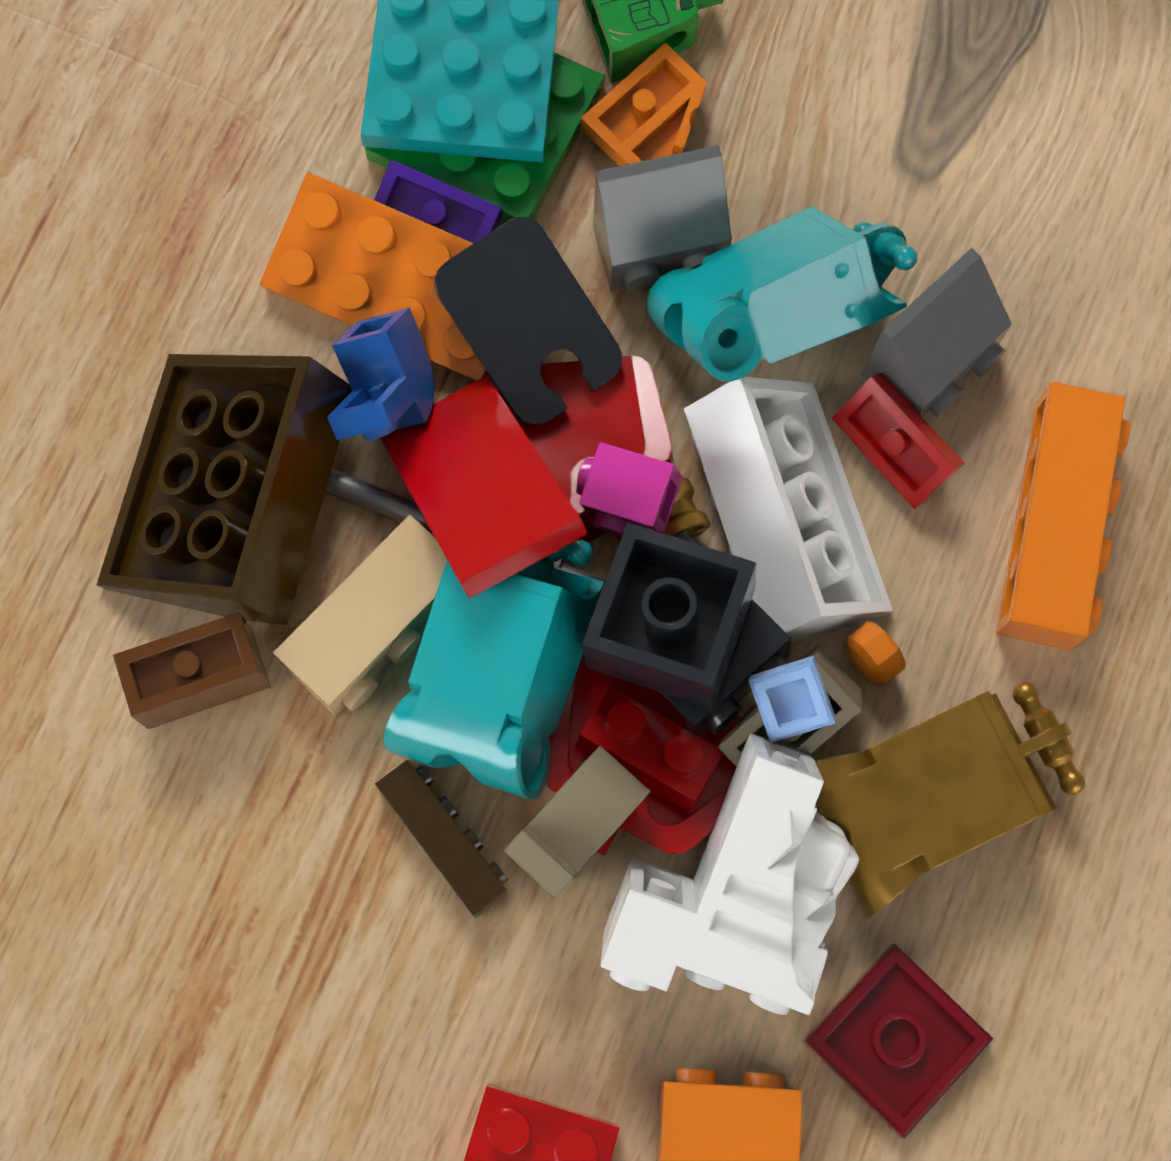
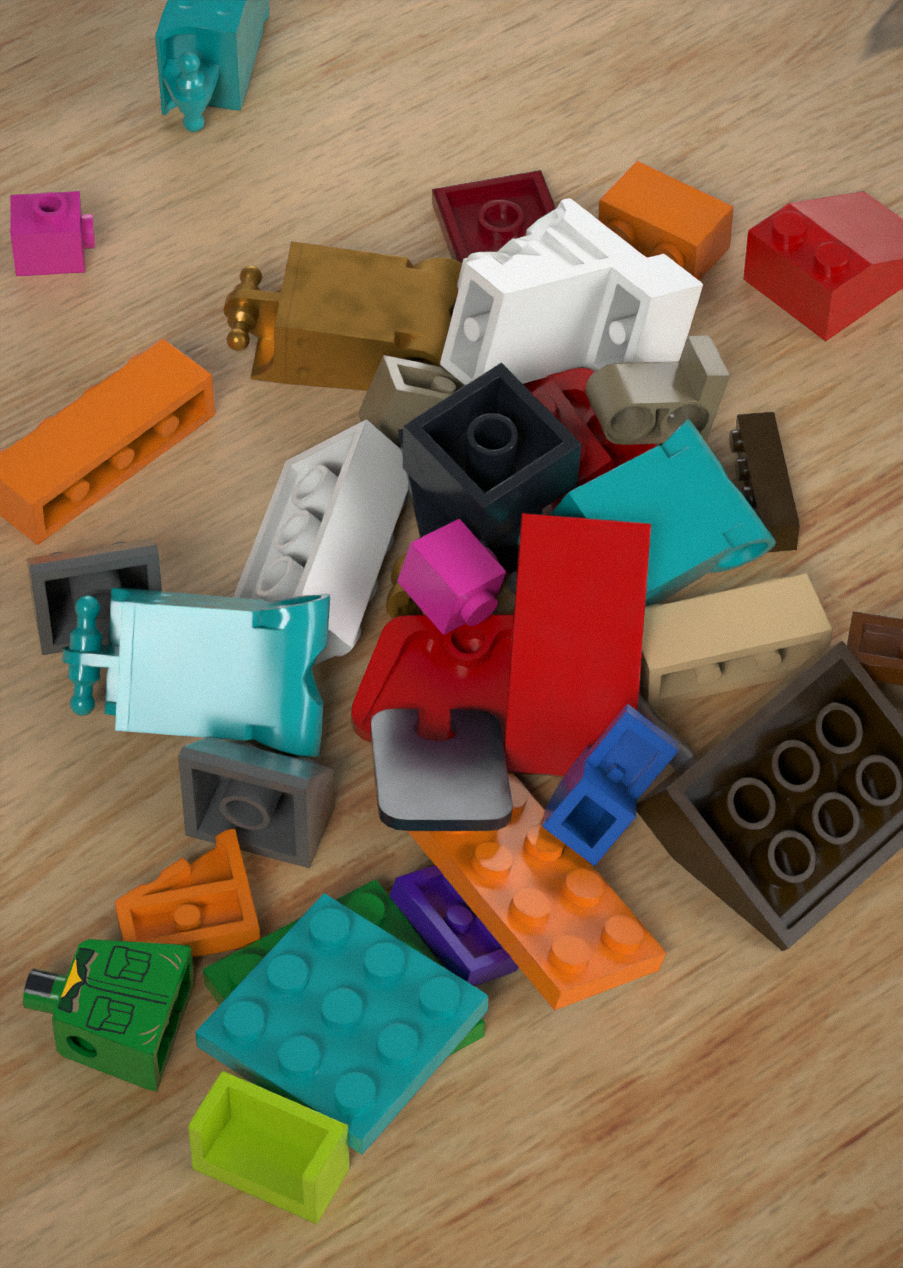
camera: 145 degrees left, 25 degrees down
(792, 699) = (430, 378): light blue tile -> none
(874, 654) = (329, 419): orange tile -> none
(897, 440) = (185, 544): red plate -> none

